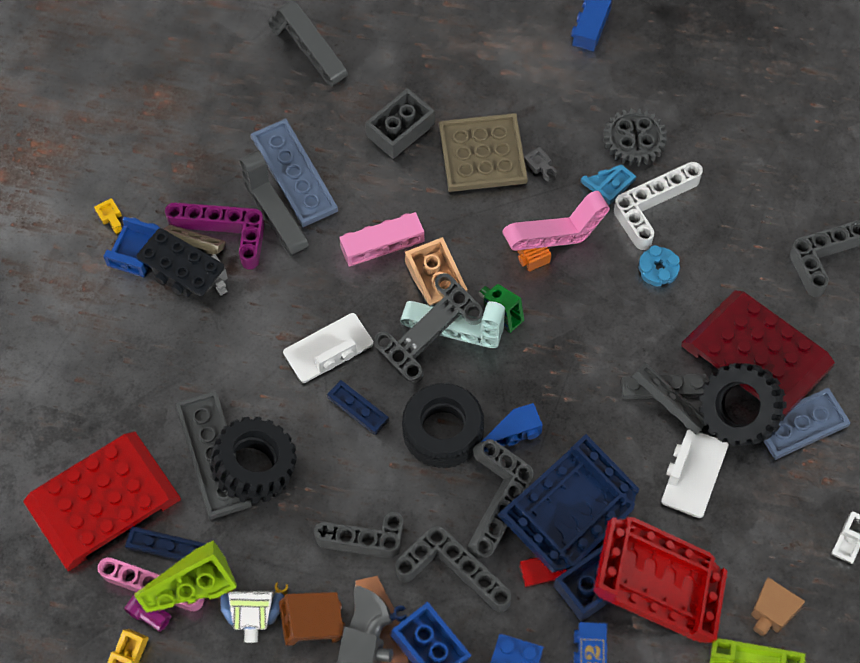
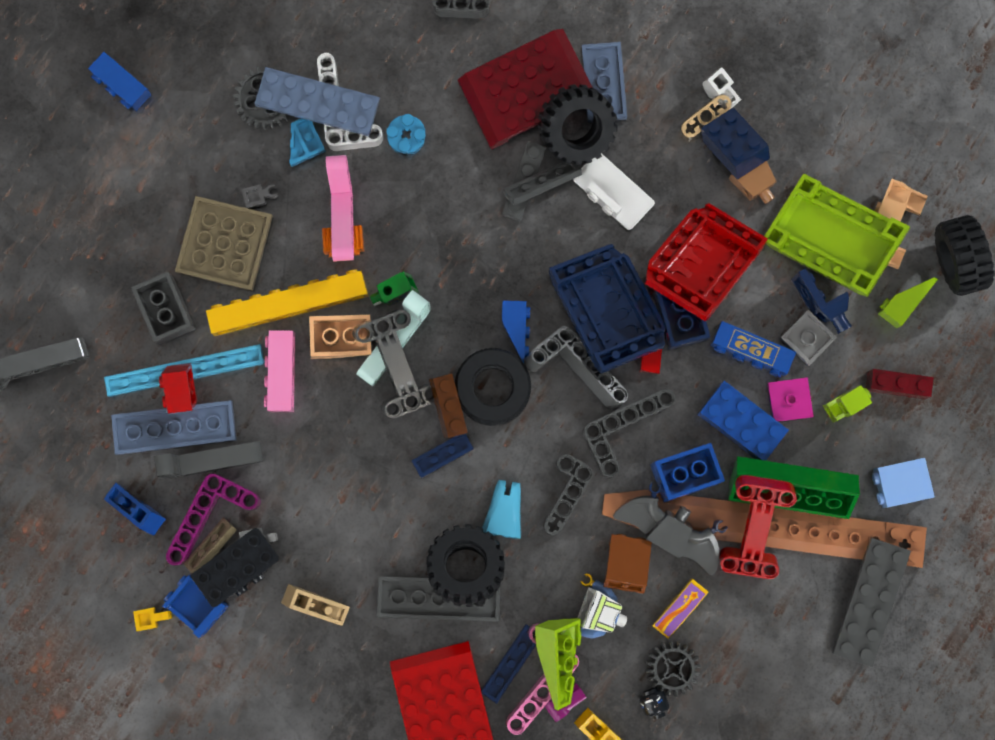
camera: 70 degrees left, 20 degrees up
(168, 346) = (314, 605): none -> tan slope
(205, 168) = (134, 509): none -> blue slope
(321, 483) = (504, 512): none -> medium azure piece
(328, 347) = (372, 460): white bracket -> none
(330, 157) = (178, 388): none -> red brick
(351, 163) = (201, 367): none -> medium azure tile
(405, 386) = (448, 405): none -> reddish brown brick
(450, 222) = (287, 303): none -> yellow brick
(651, 175) = (317, 101): none -> sand blue plate
(799, 531) = (691, 121): none -> tan beam
(801, 568) = (735, 143): none -> dark blue brick

